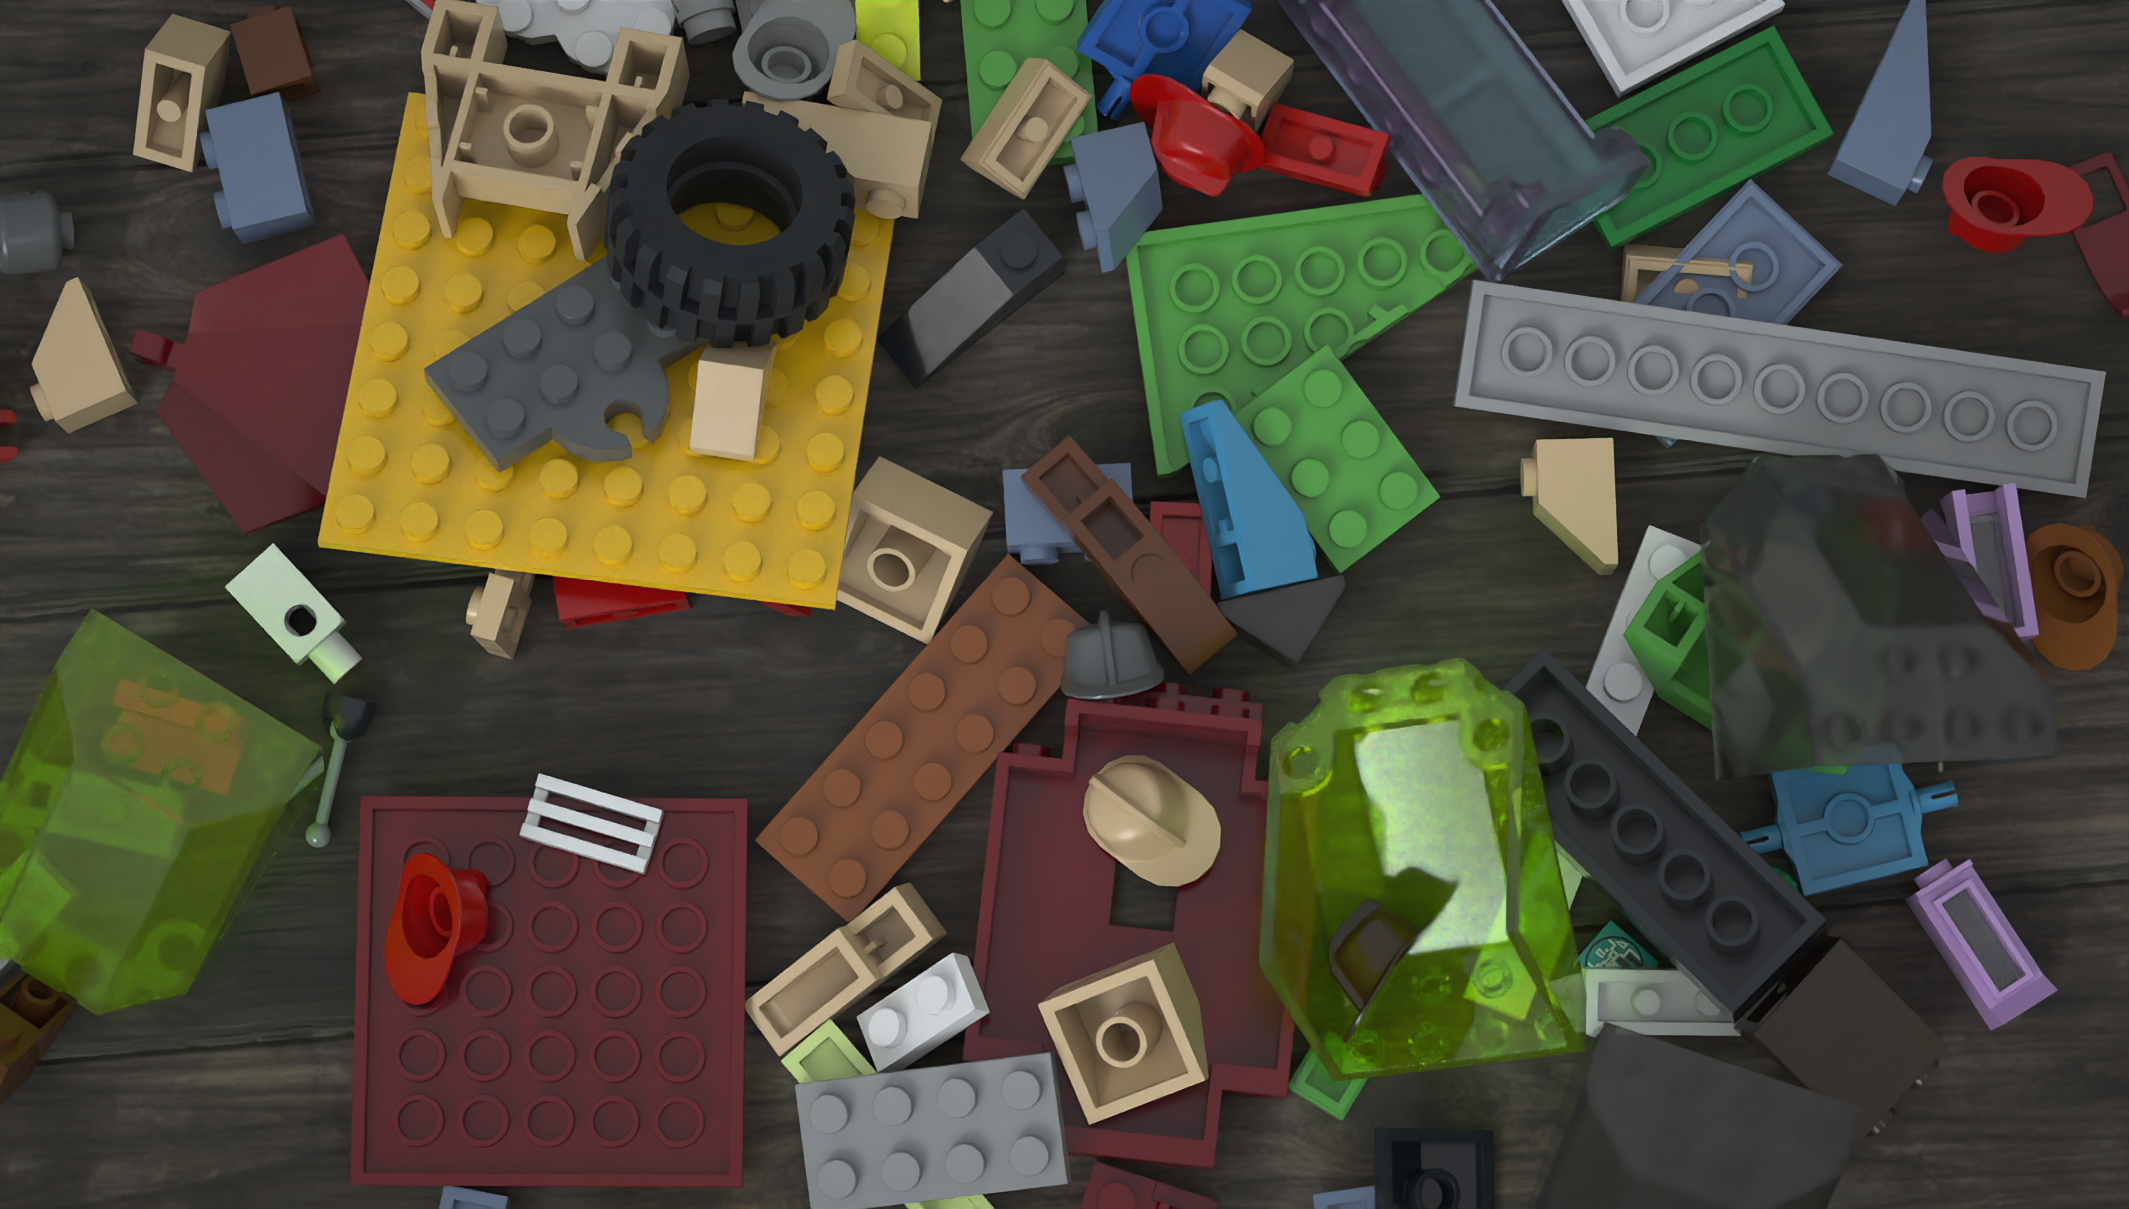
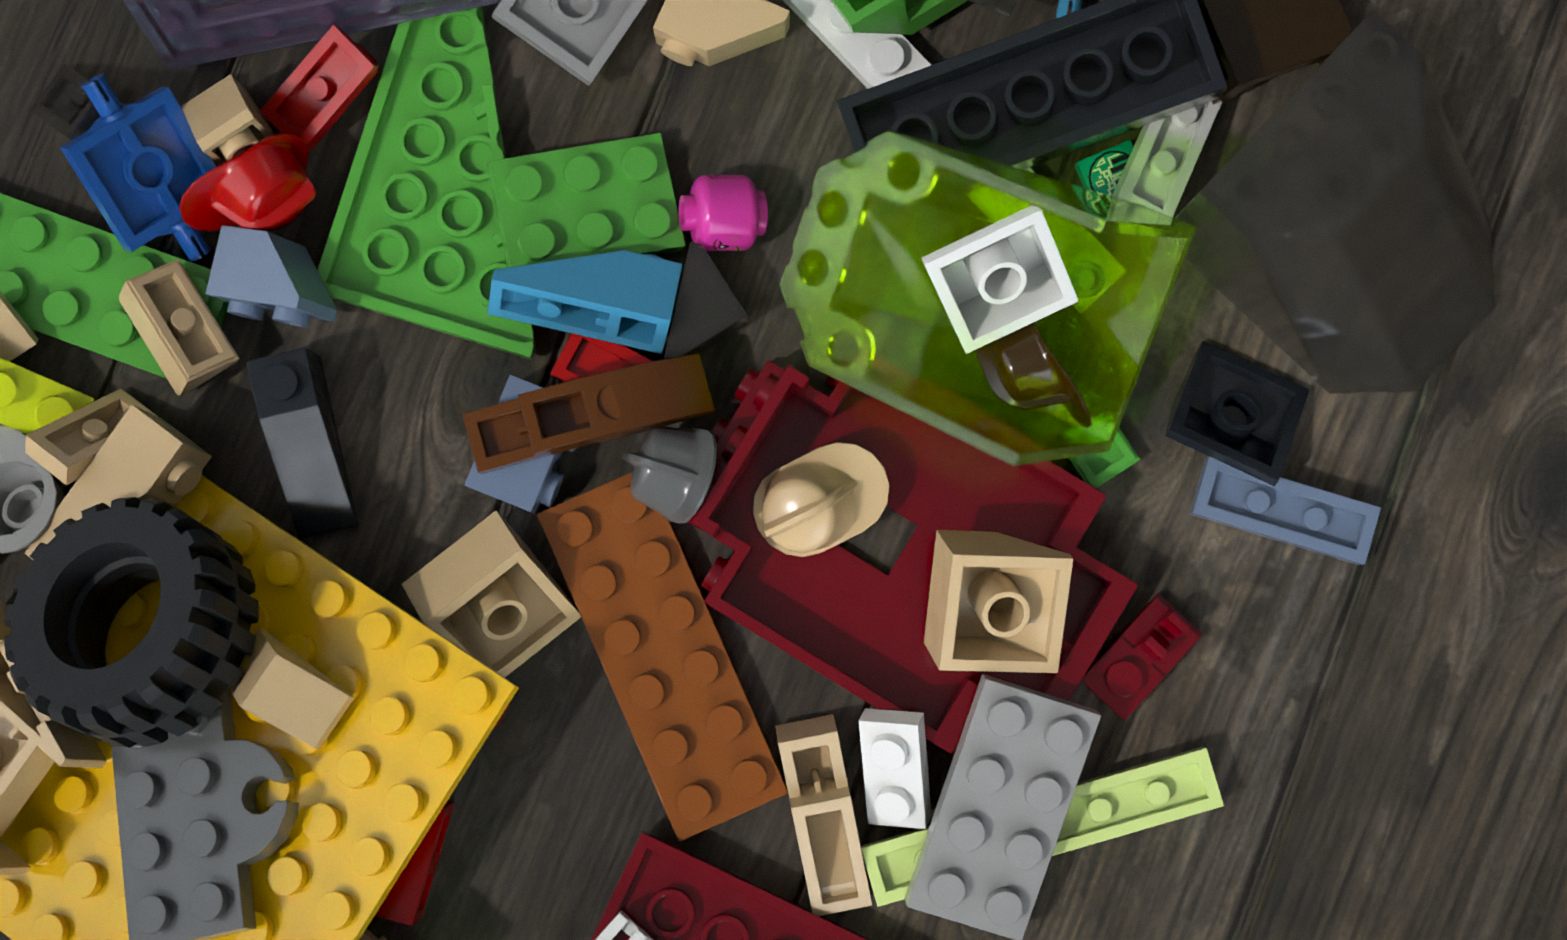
camera: 65 degrees left, 5 degrees up
(1389, 595) = (724, 212): none -> dark pink head
(1438, 881) = (1000, 278): none -> white slope

